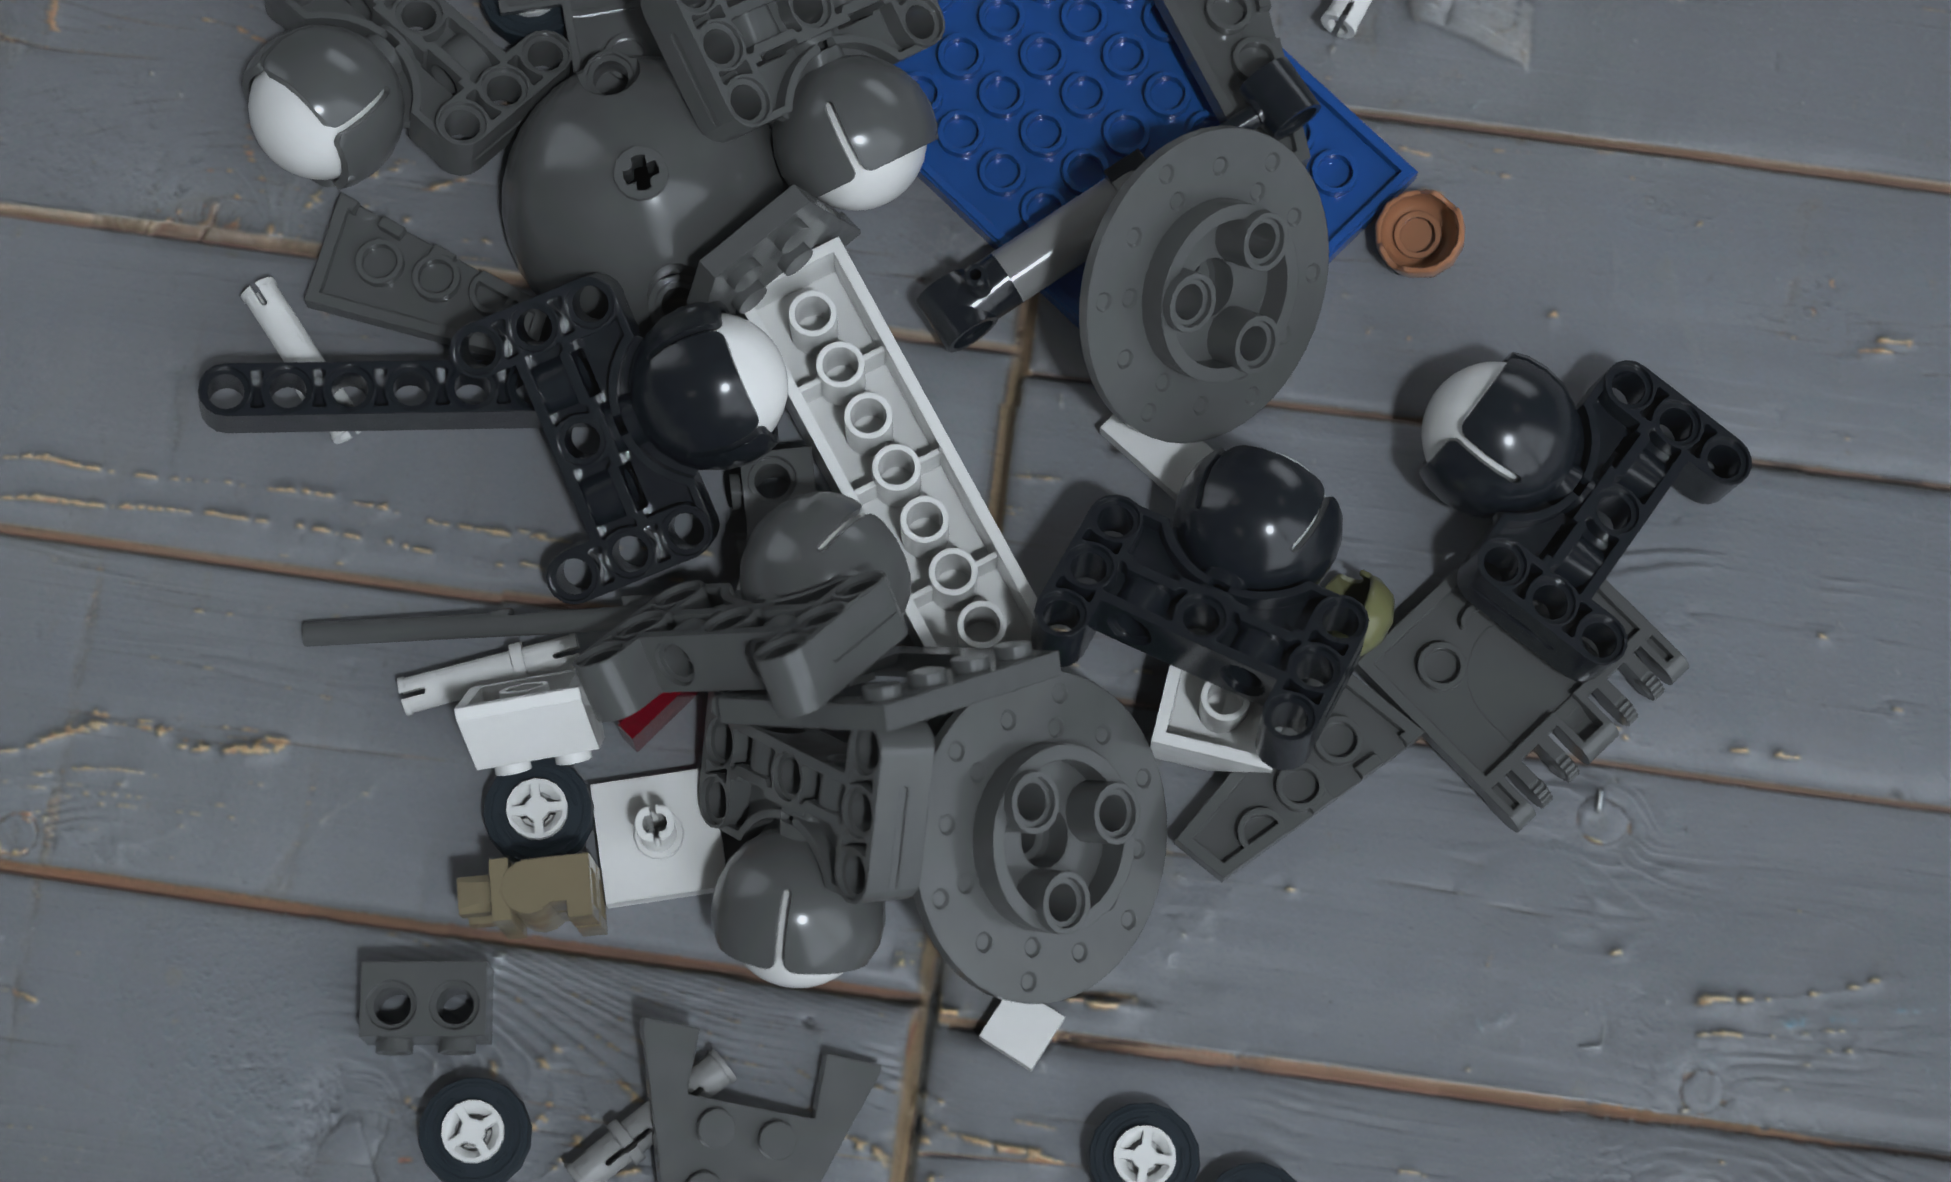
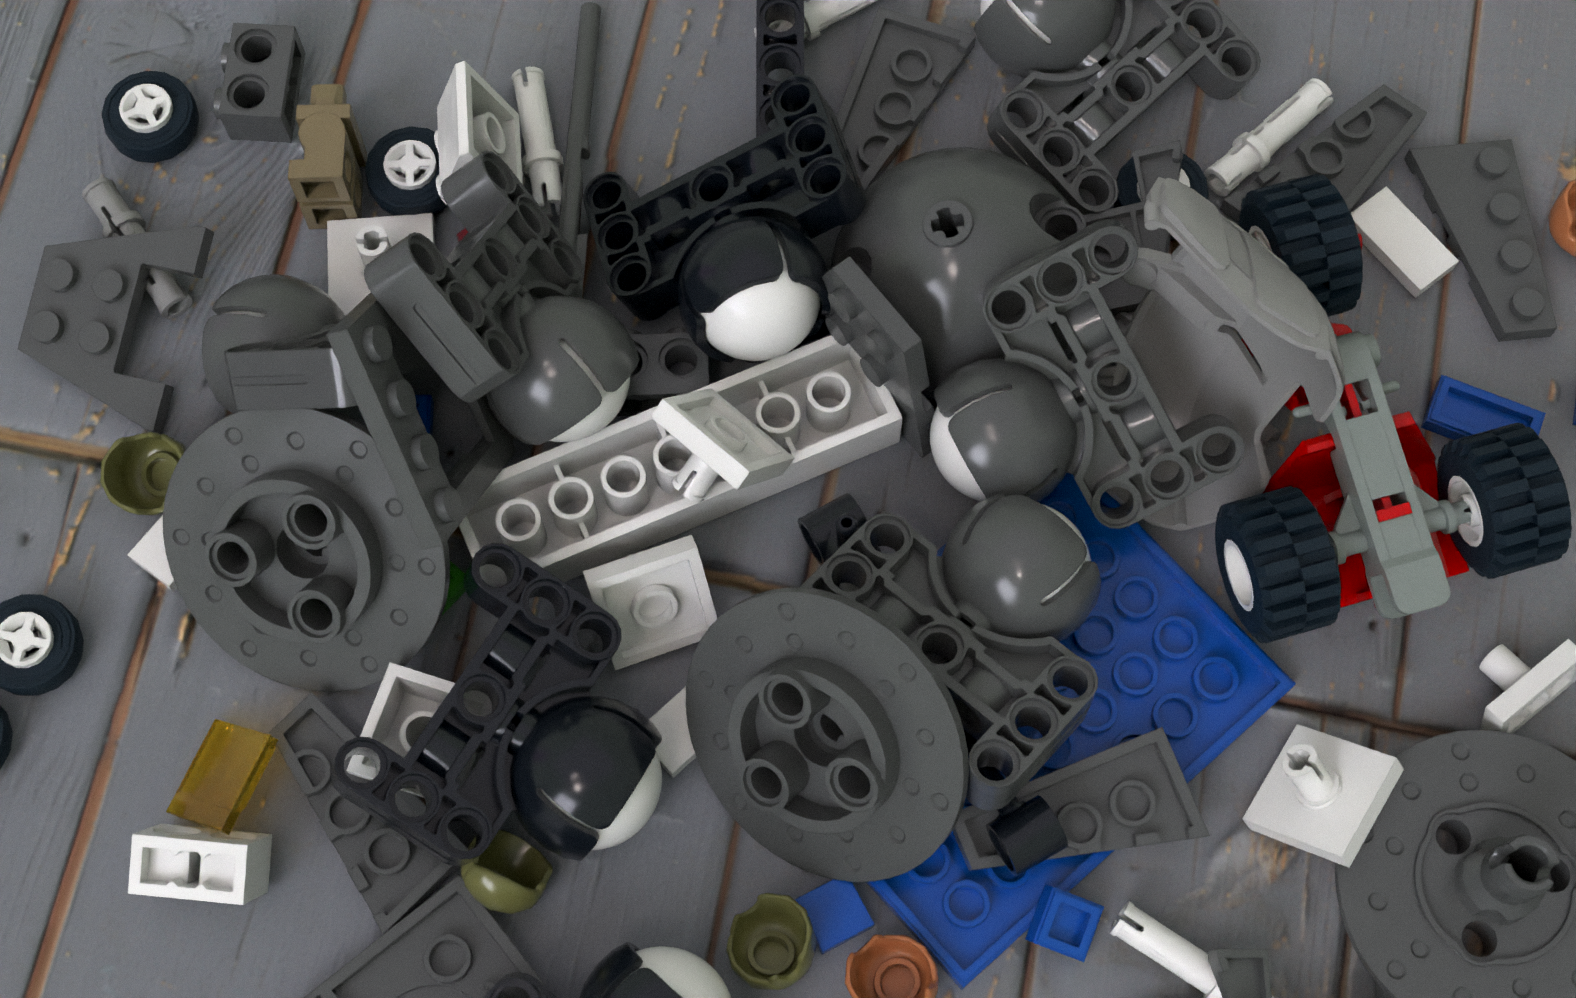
camera: 95 degrees right, 5 degrees down
(898, 403) = (720, 444): none -> white tile
(939, 1053) = (139, 471): none -> olive hair
(1049, 134) = (997, 610): none -> dark grey beam
(1049, 484) = (656, 599): none -> white tile
(1275, 921) = (222, 776): none -> clear yellow piece
(1346, 78) = (1064, 923): none -> blue tile
(1356, 299) = (835, 913): none -> blue tile
(1373, 922) = (199, 864): none -> white brick
(1396, 348) = (772, 943): none -> olive hair

